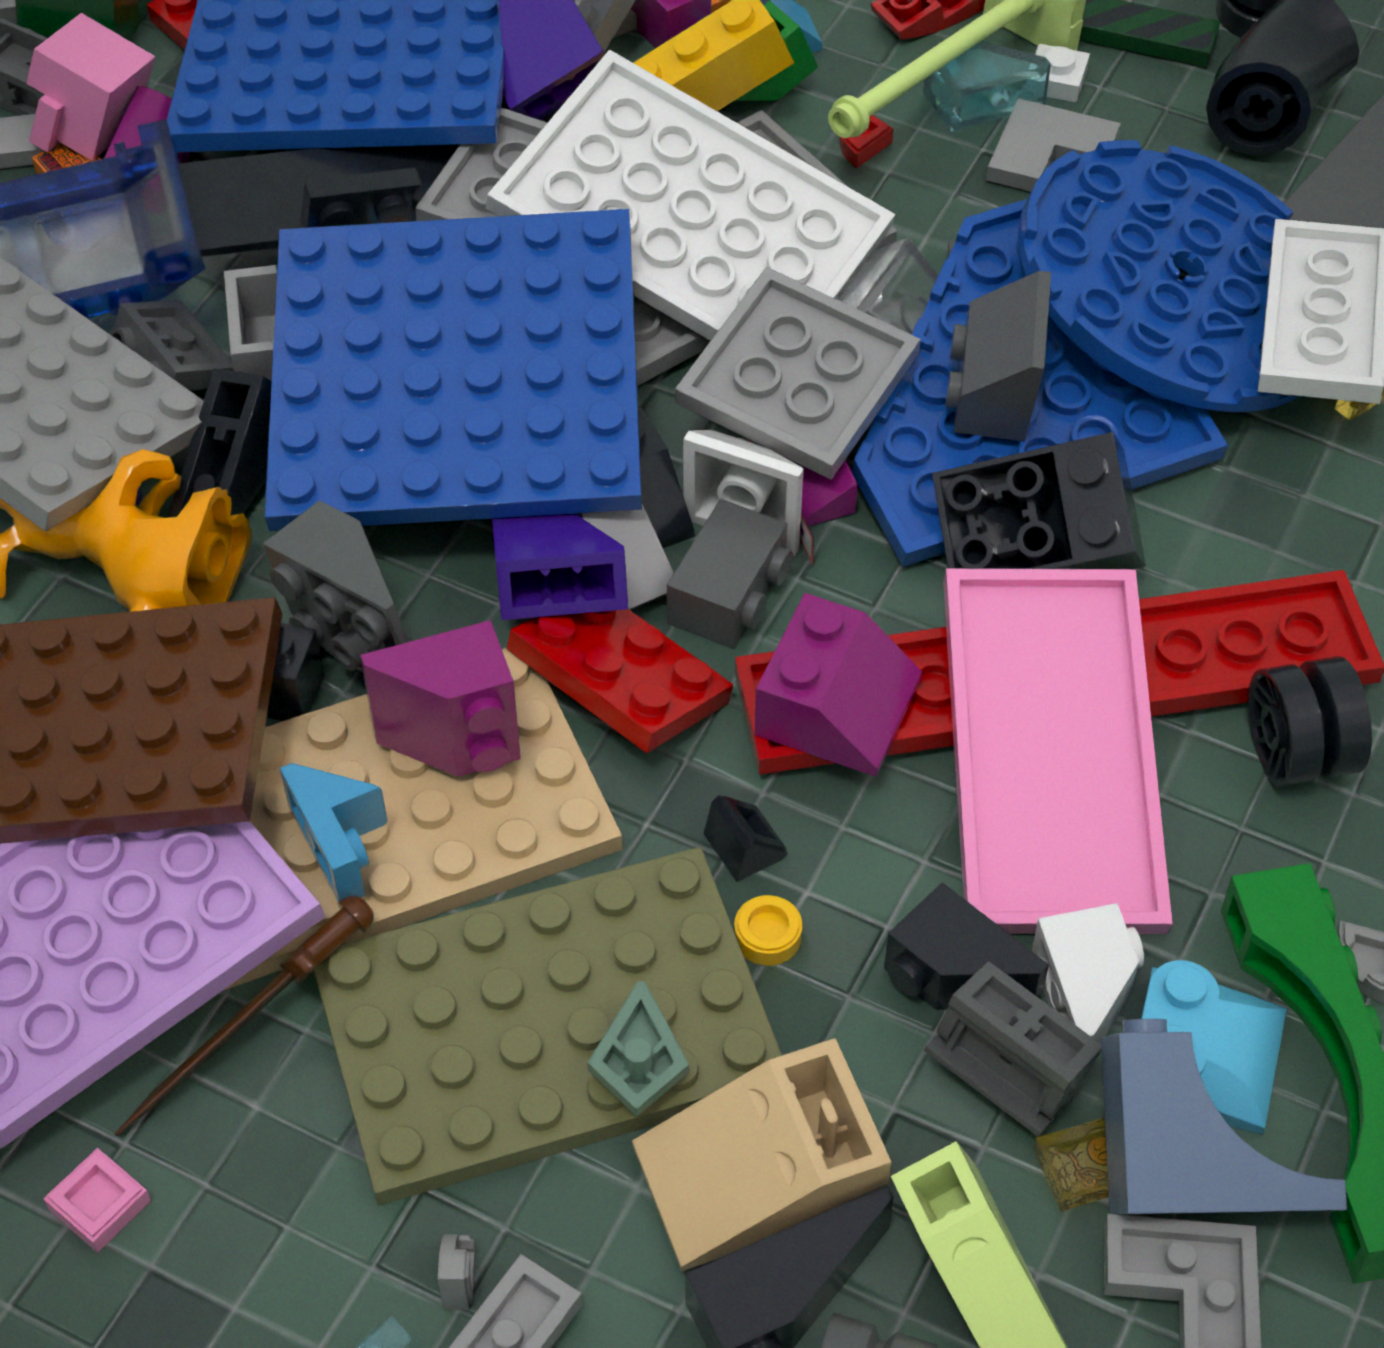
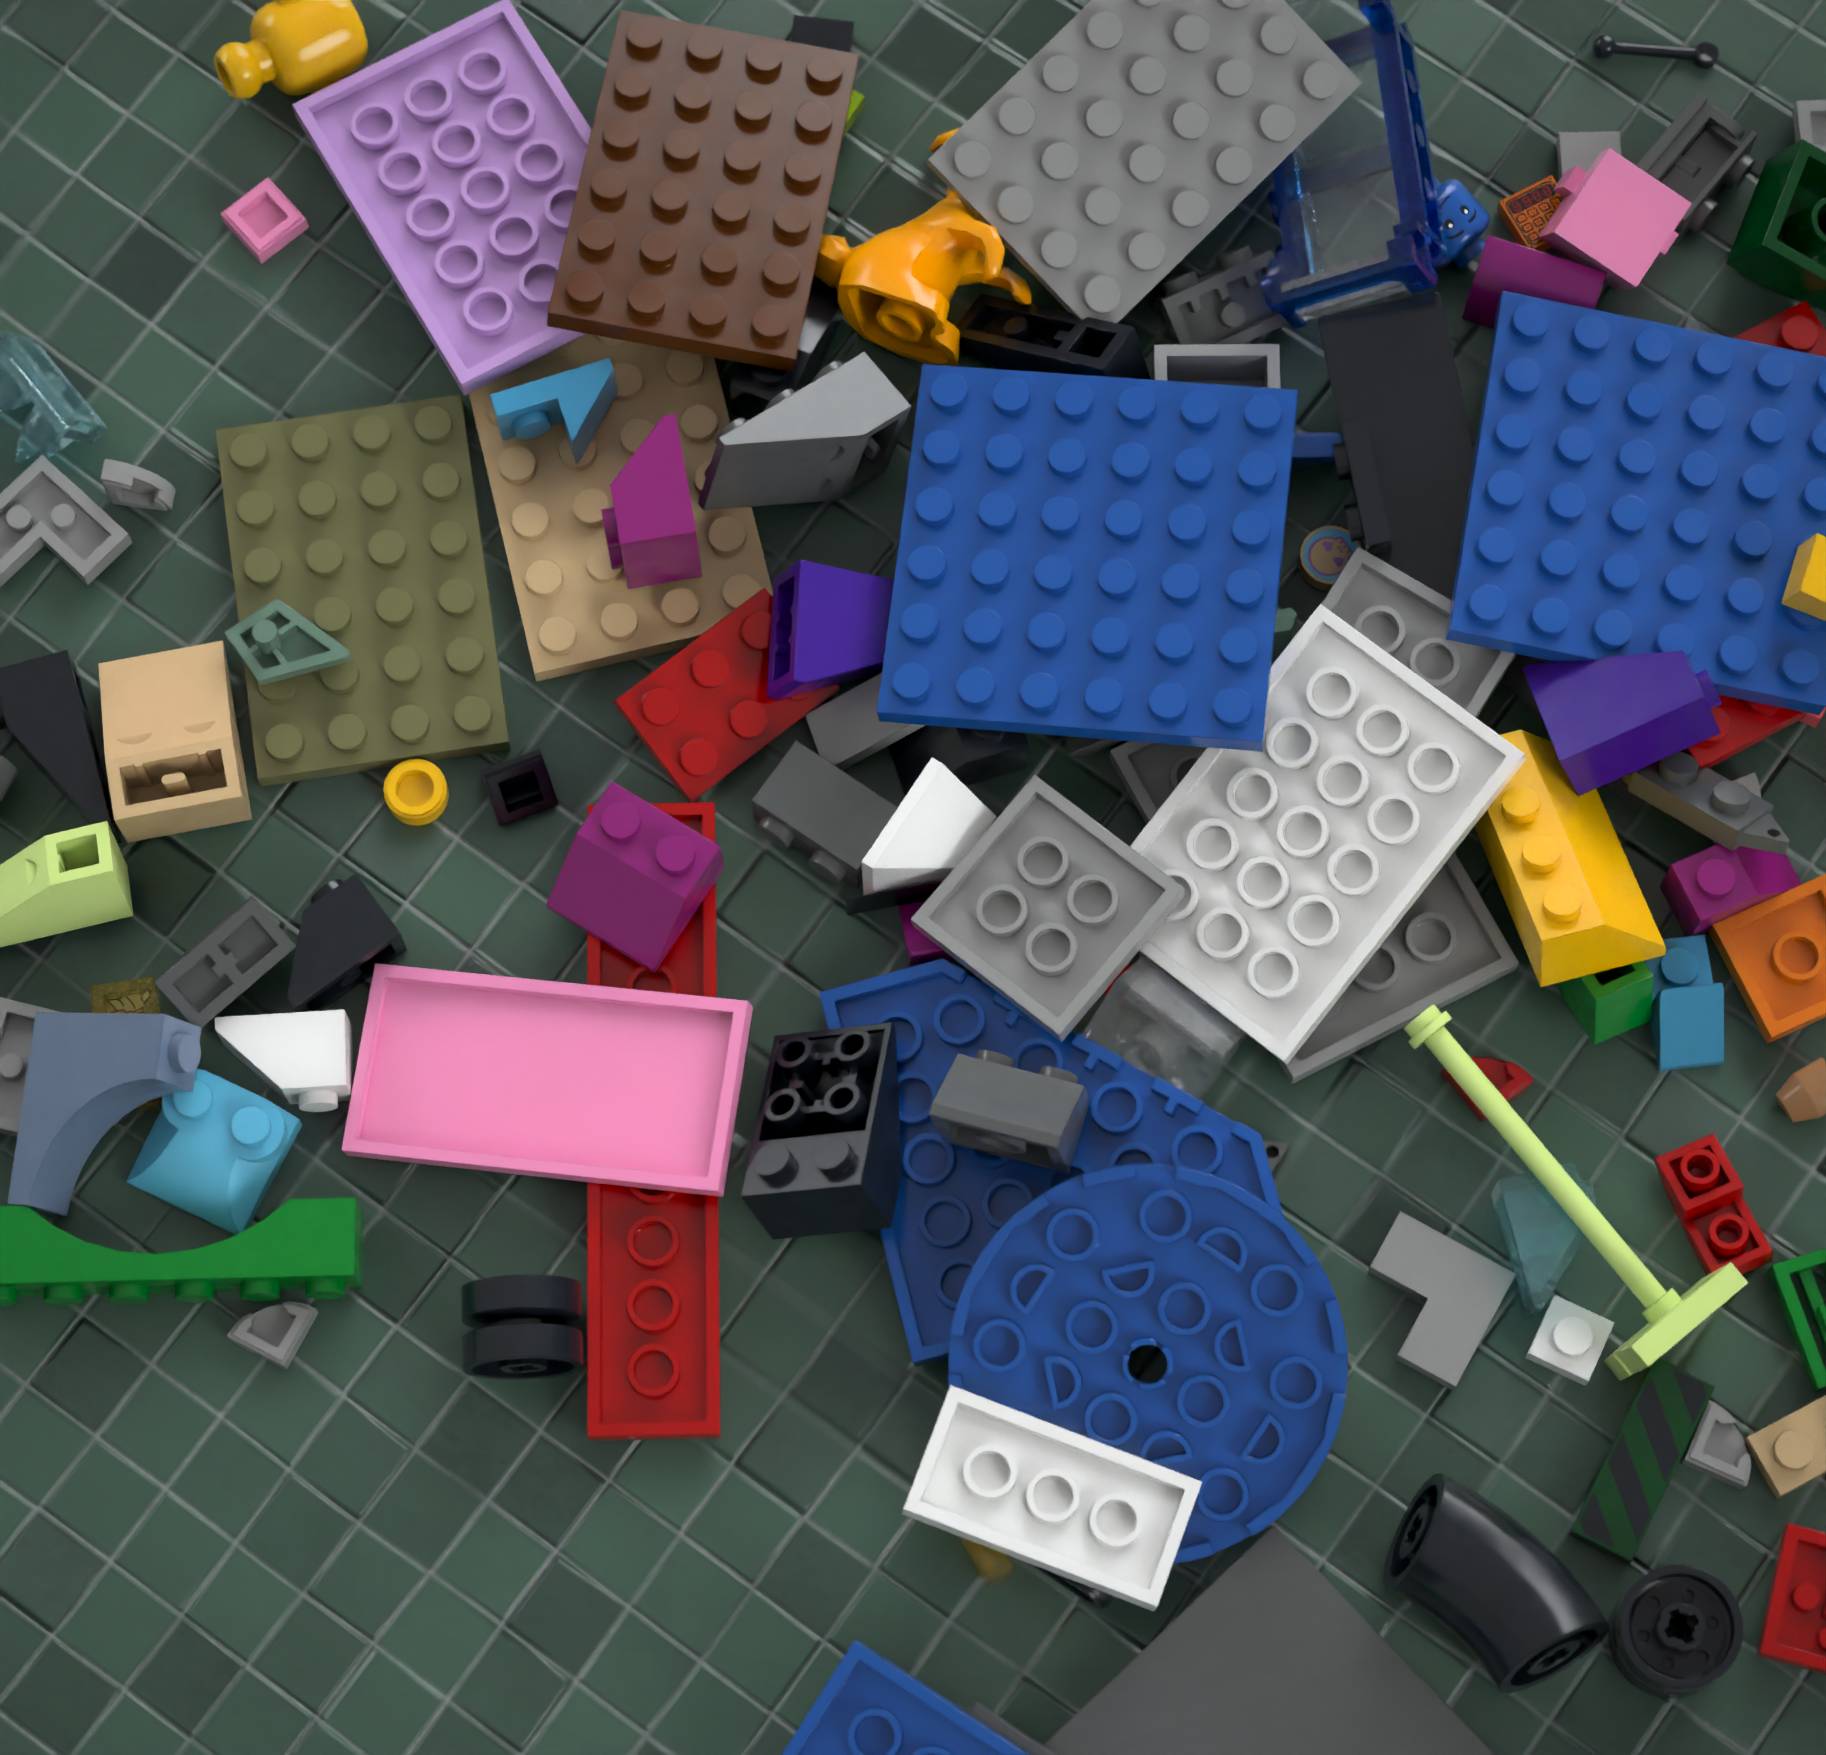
camera: 100 degrees right, 20 degrees up
(351, 917) = (427, 375): reddish brown sword -> none

